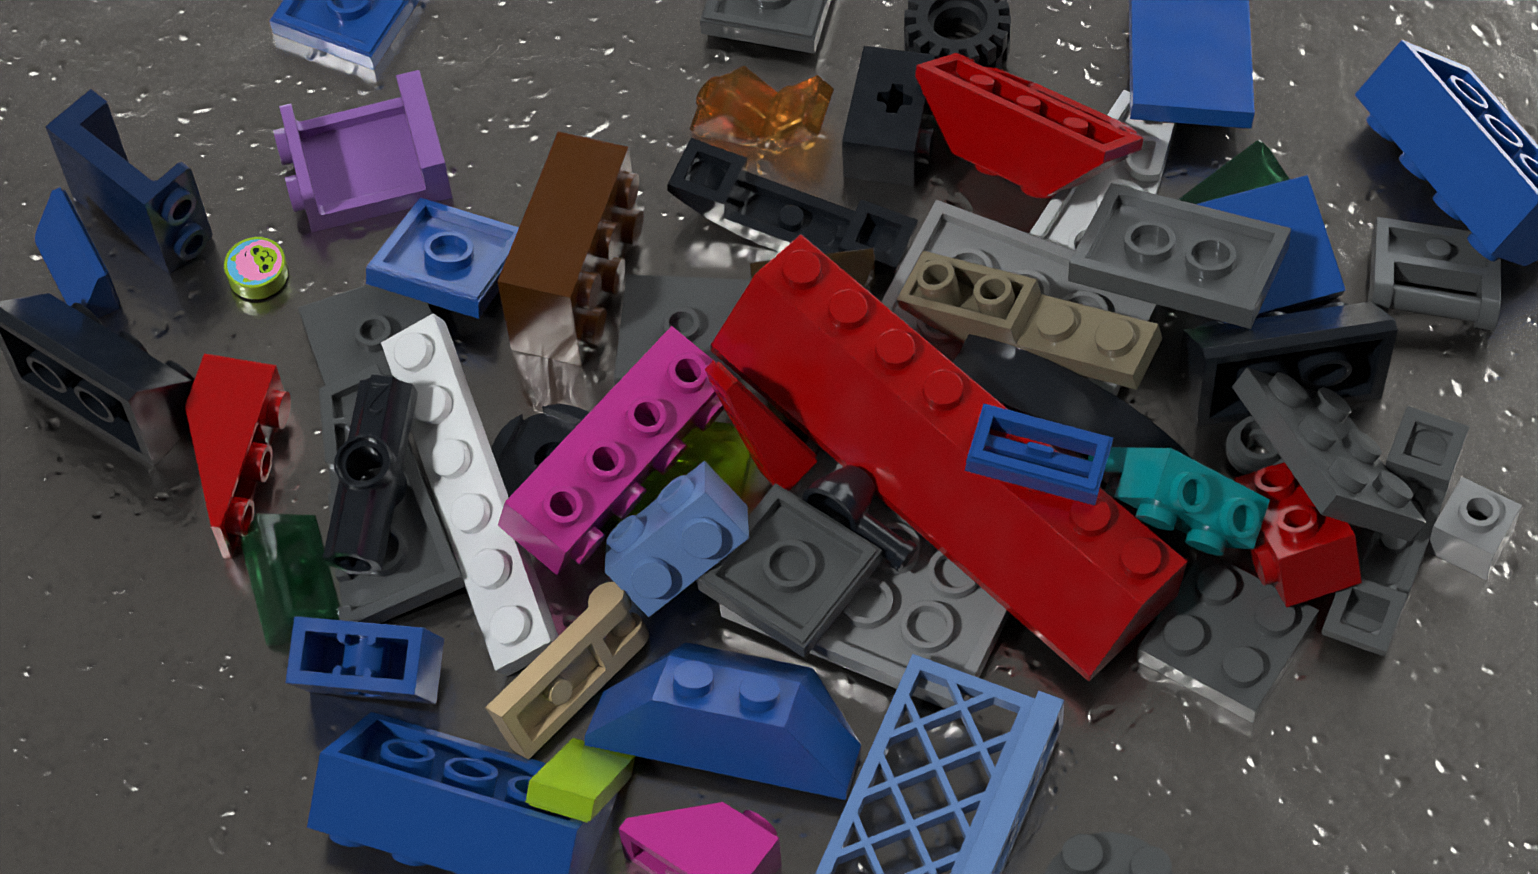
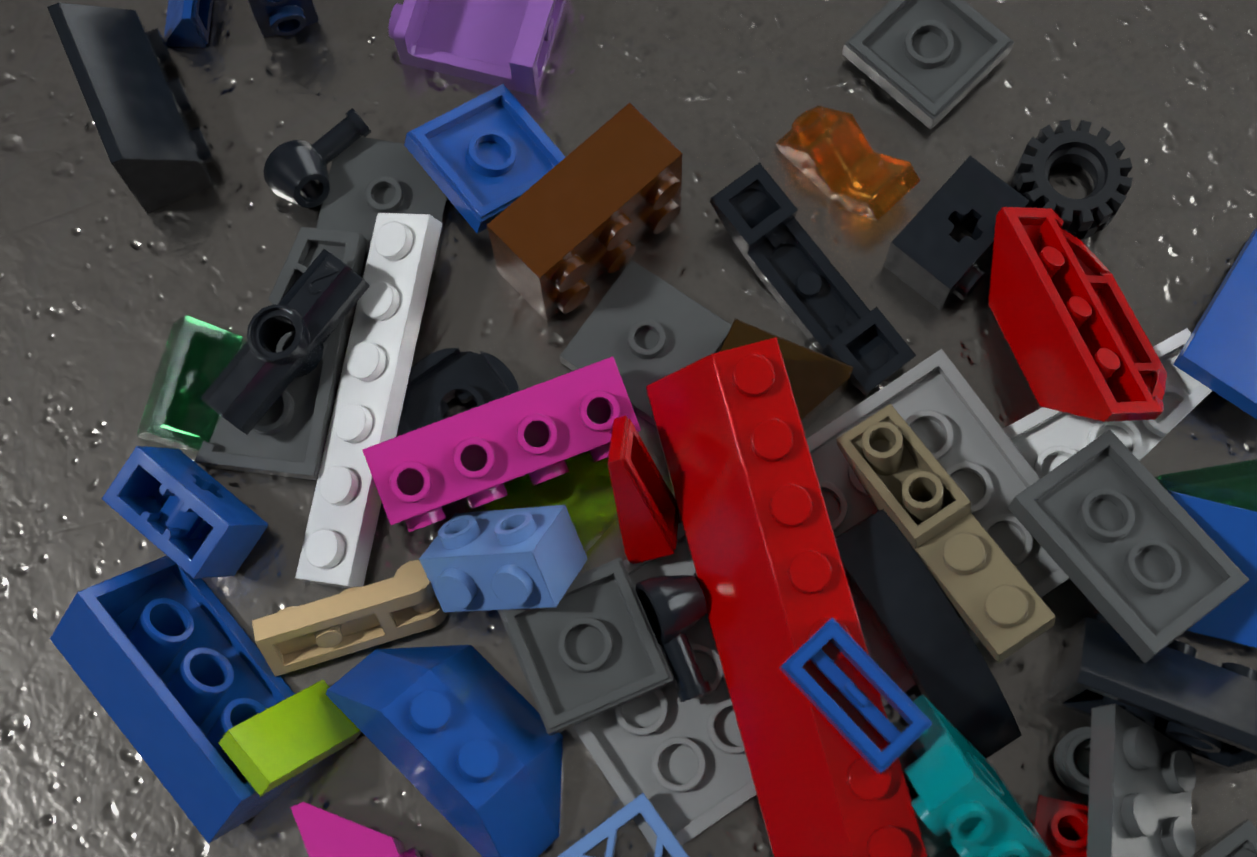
camera: 30 degrees right, 15 degrees up
(232, 425) = (210, 225): red slope -> none
(256, 268) = (331, 74): tile -> none
(287, 343) = (299, 169): none -> black bar

